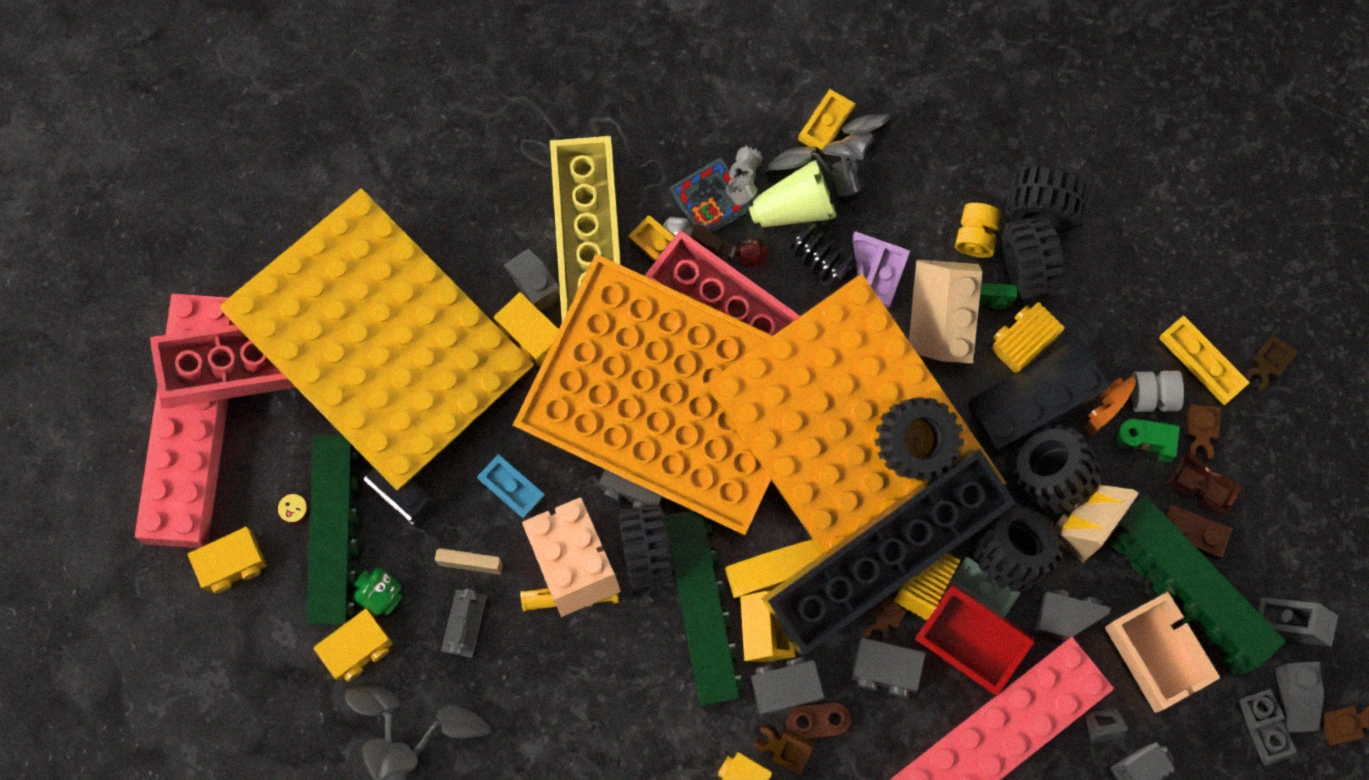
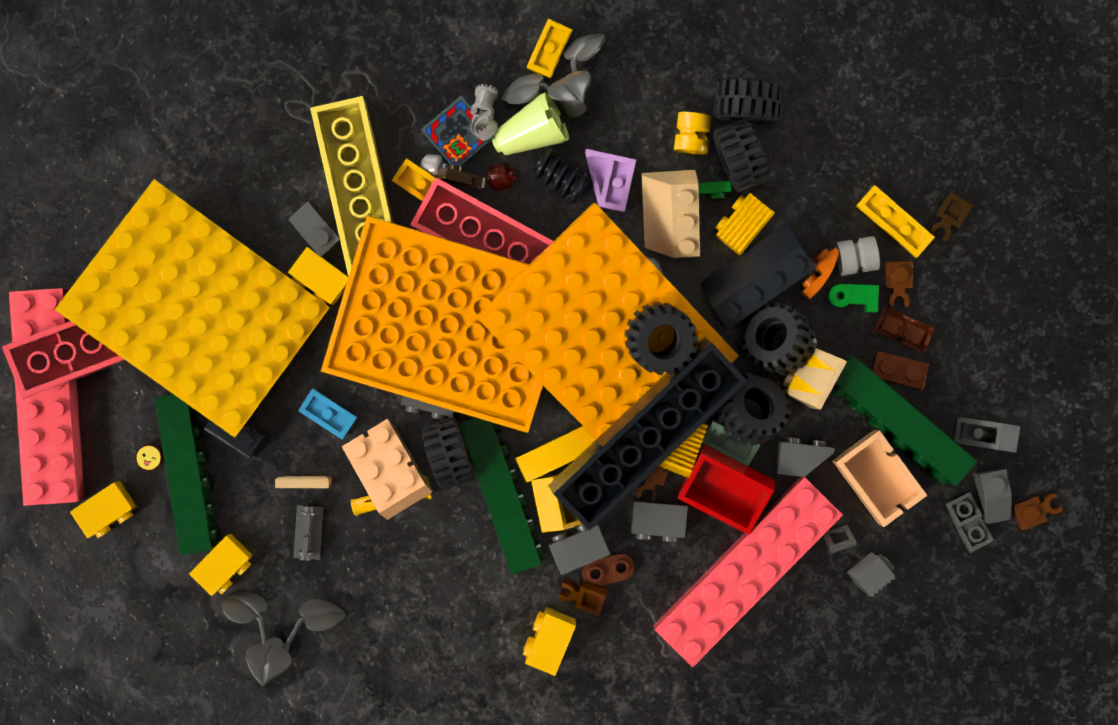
camera: 10 degrees left, 15 degrees up
(377, 591) = (233, 519): green head -> none

